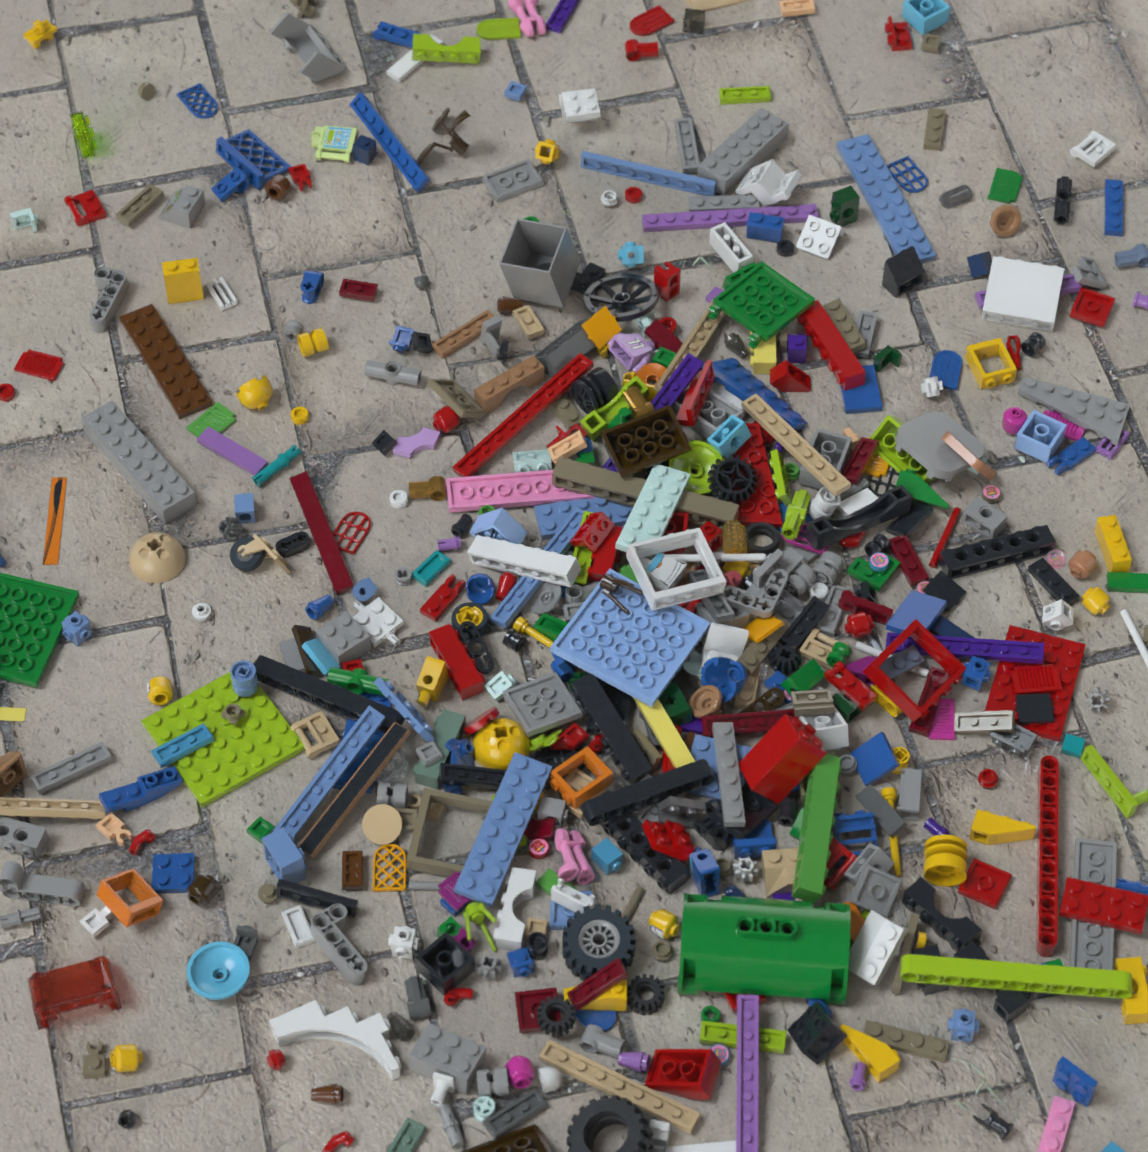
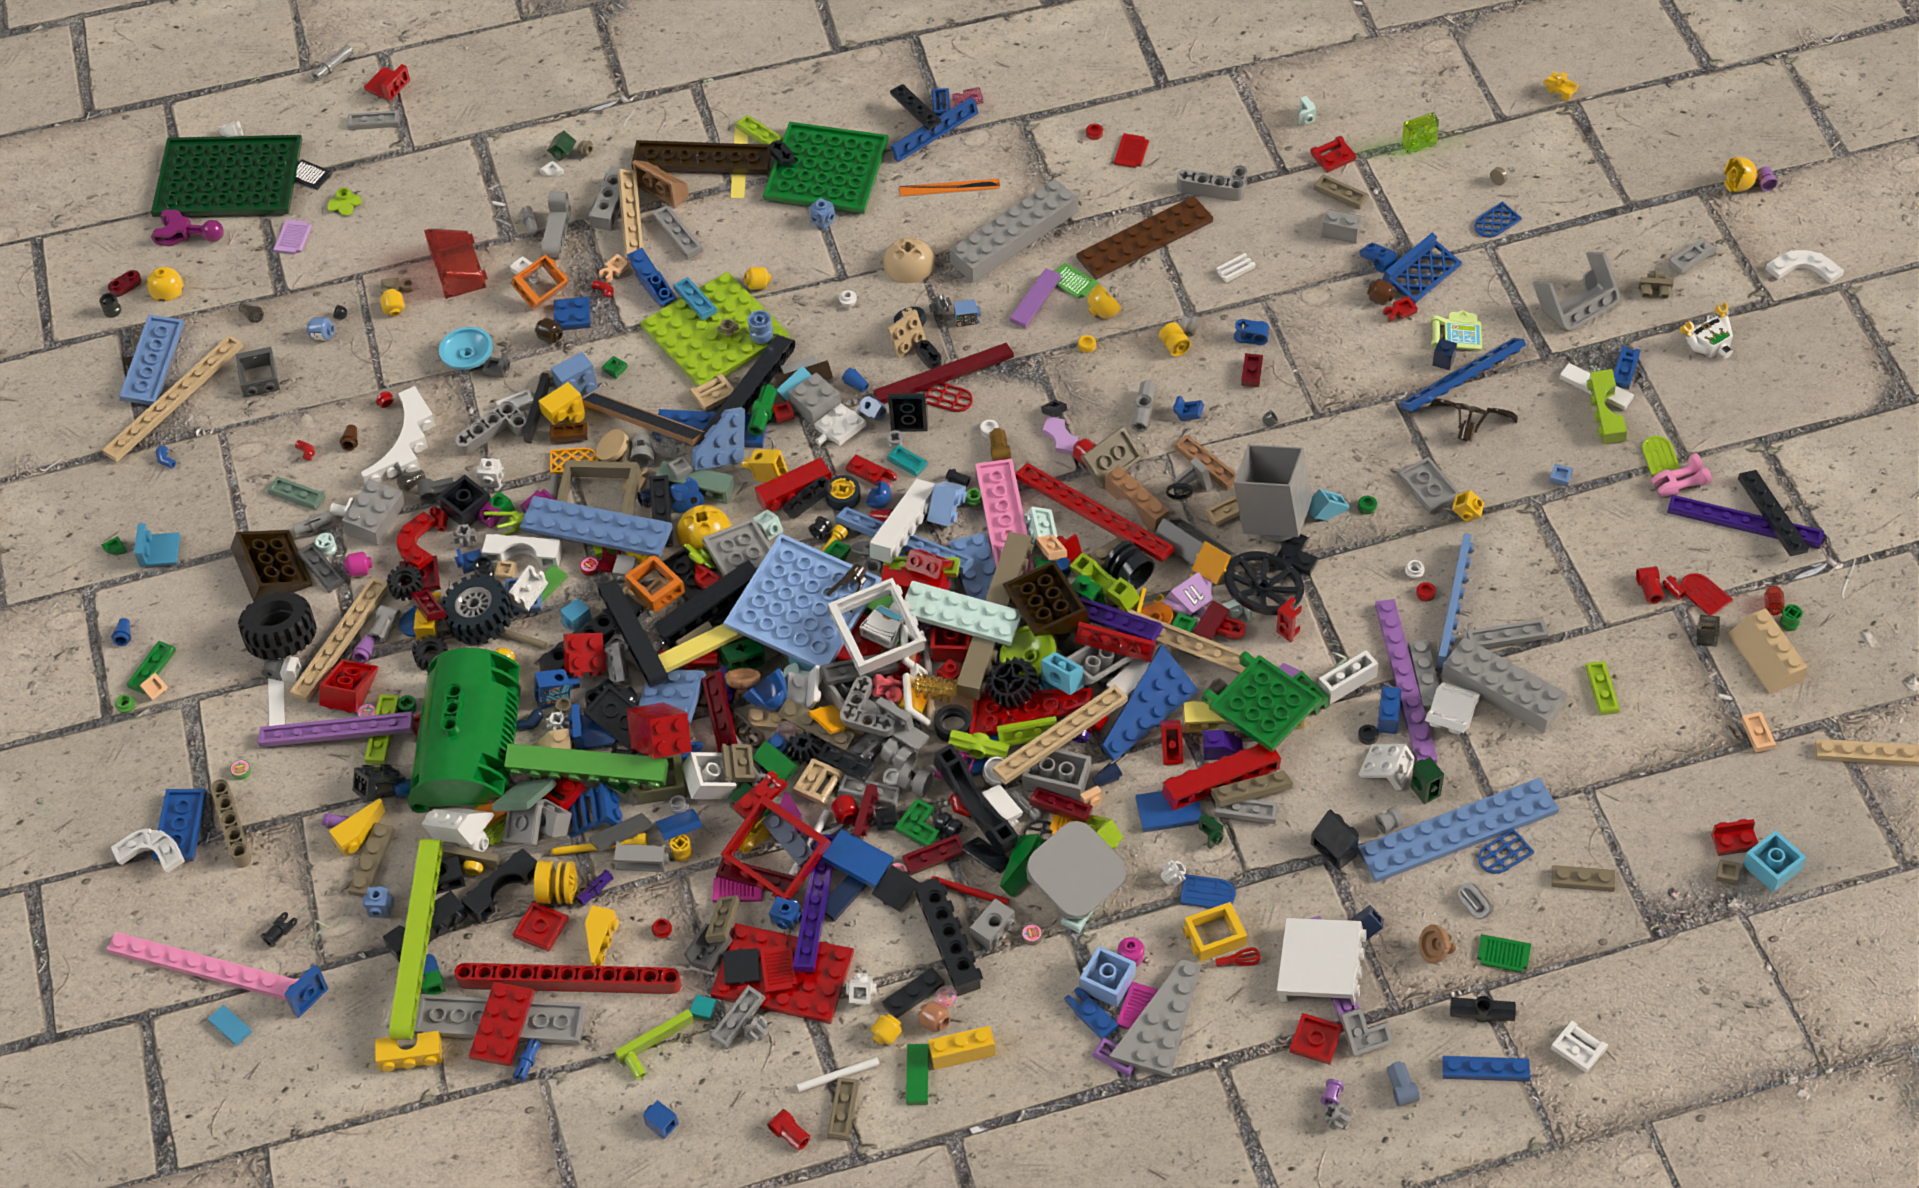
camera: 90 degrees right, 0 degrees up
(154, 1134) = (320, 328): none -> medium blue head
(182, 280) = (1234, 228): yellow brick -> none
(282, 460) = (1027, 335): teal pin -> none
(325, 864) = (563, 404): none -> yellow brick
(331, 771) = (657, 398): medium blue plate -> none
(378, 554) = (908, 412): none -> black slope
(421, 342) = (1185, 424): black plate -> none
(449, 544) = (935, 473): medium lavender pin -> none
(481, 721) = (722, 506): red tile -> none
(492, 1022) = (408, 538): none -> red plate
(492, 1082) = (347, 542): light grey wheel -> none
(549, 1079) = (349, 585): white piece -> none
(568, 846) = (557, 581): bright pink piece -> none
(579, 105) = (1543, 529): white bracket -> none
(637, 258) = (1329, 590): medium azure brick -> none
(637, 402) = (1092, 593): pearl gold piece -> none
(646, 36) = (1672, 585): none -> red pin
(728, 774) = (650, 694): light grey plate -> none
(823, 422) = (1107, 775): none -> dark blue cone
(839, 652) = (798, 786): green wheel -> none
(850, 884) = (524, 795): none -> sand green tile
(879, 241) = (1388, 820): none -> light grey wheel
(879, 562) = (923, 823): tile -> none
(968, 456) = (1050, 894): nougat beam -> none
(1033, 344) = (1249, 975): black wheel -> none
(1085, 714) = (733, 1021): none -> light grey tile

